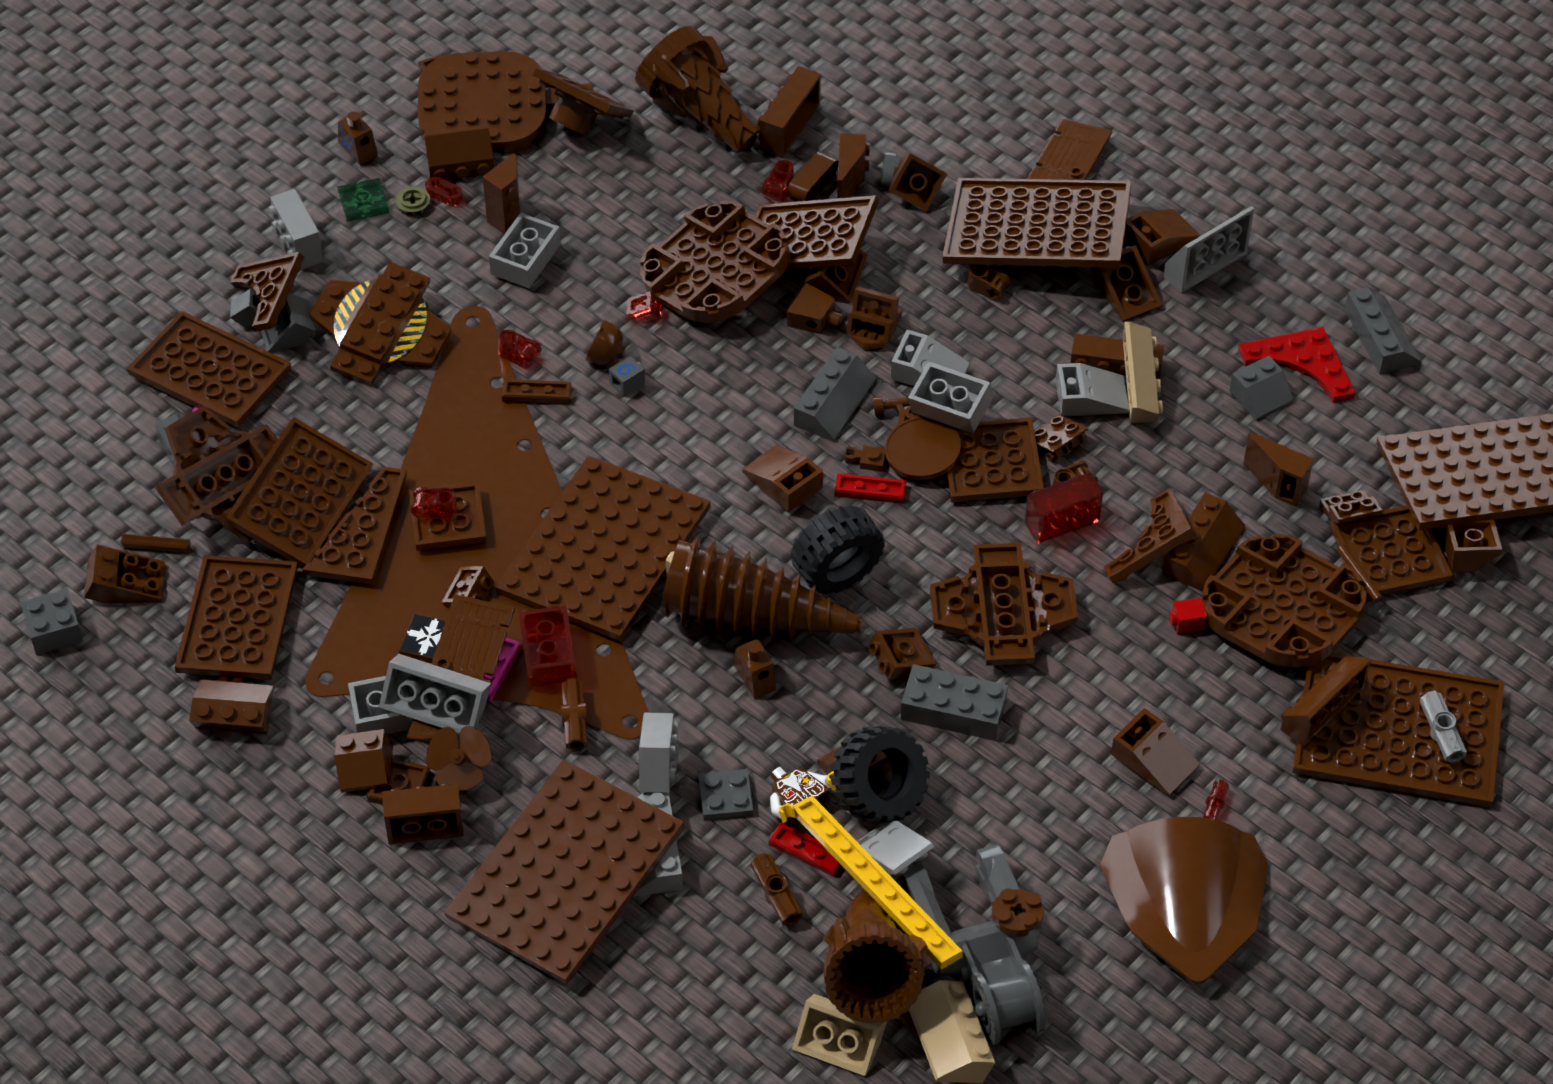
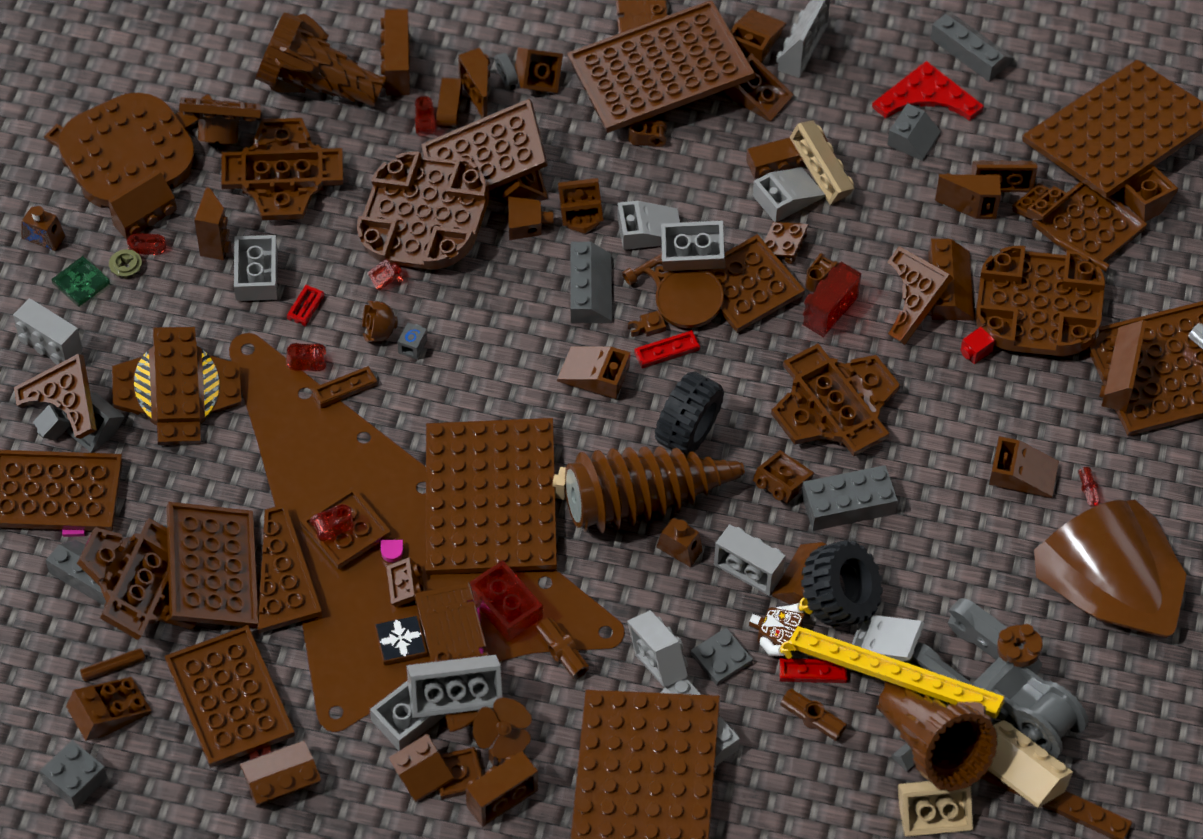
camera: 30 degrees left, 5 degrees up
(478, 554) = (391, 550): none -> dark pink tile
(554, 306) = (299, 318): none -> red tile
(611, 174) = (282, 169): none -> reddish brown plate
(810, 713) = (749, 559): none -> light grey brick
(1332, 467) = (1014, 175): none -> reddish brown slope

